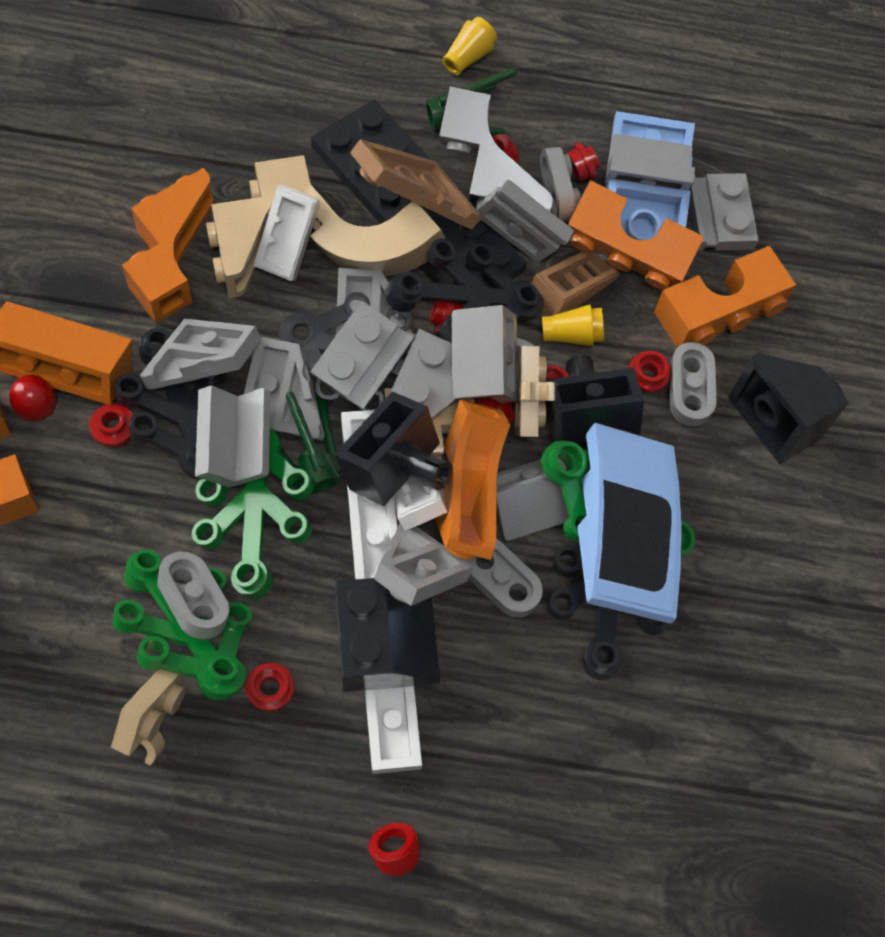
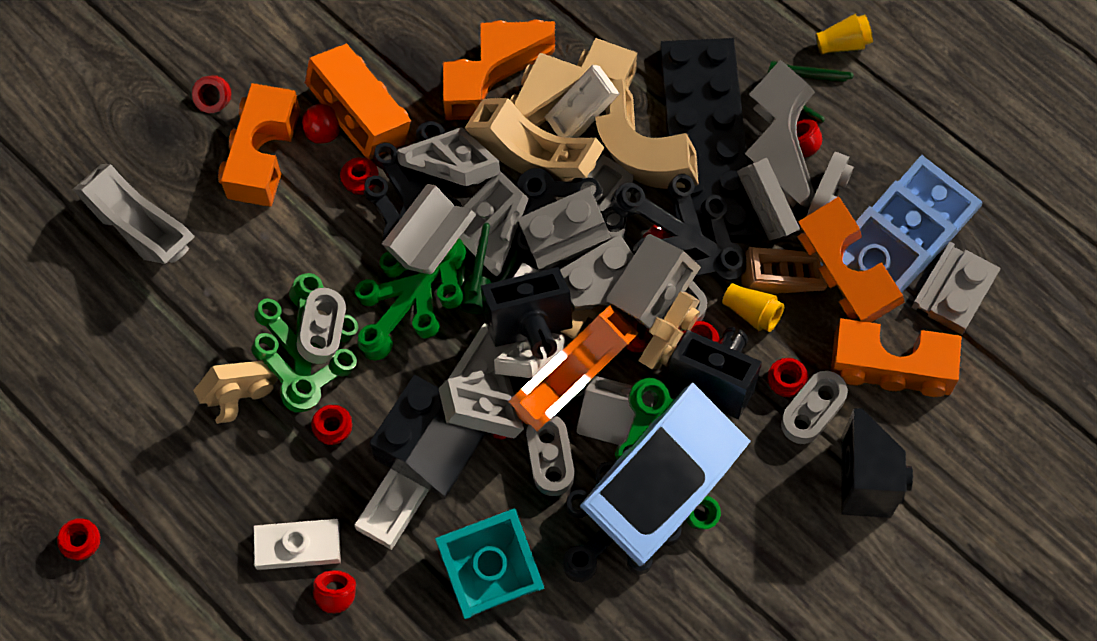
camera: 45 degrees right, 0 degrees up
(242, 298) = (525, 146): none -> tan arch
(324, 830) = (296, 544): none -> white plate
(416, 180) = (699, 118): medium nougat wing -> none
(526, 715) = (489, 563): none -> teal slope
(583, 162) = (864, 181): red plate -> none
(650, 162) = (913, 211): light grey panel -> none

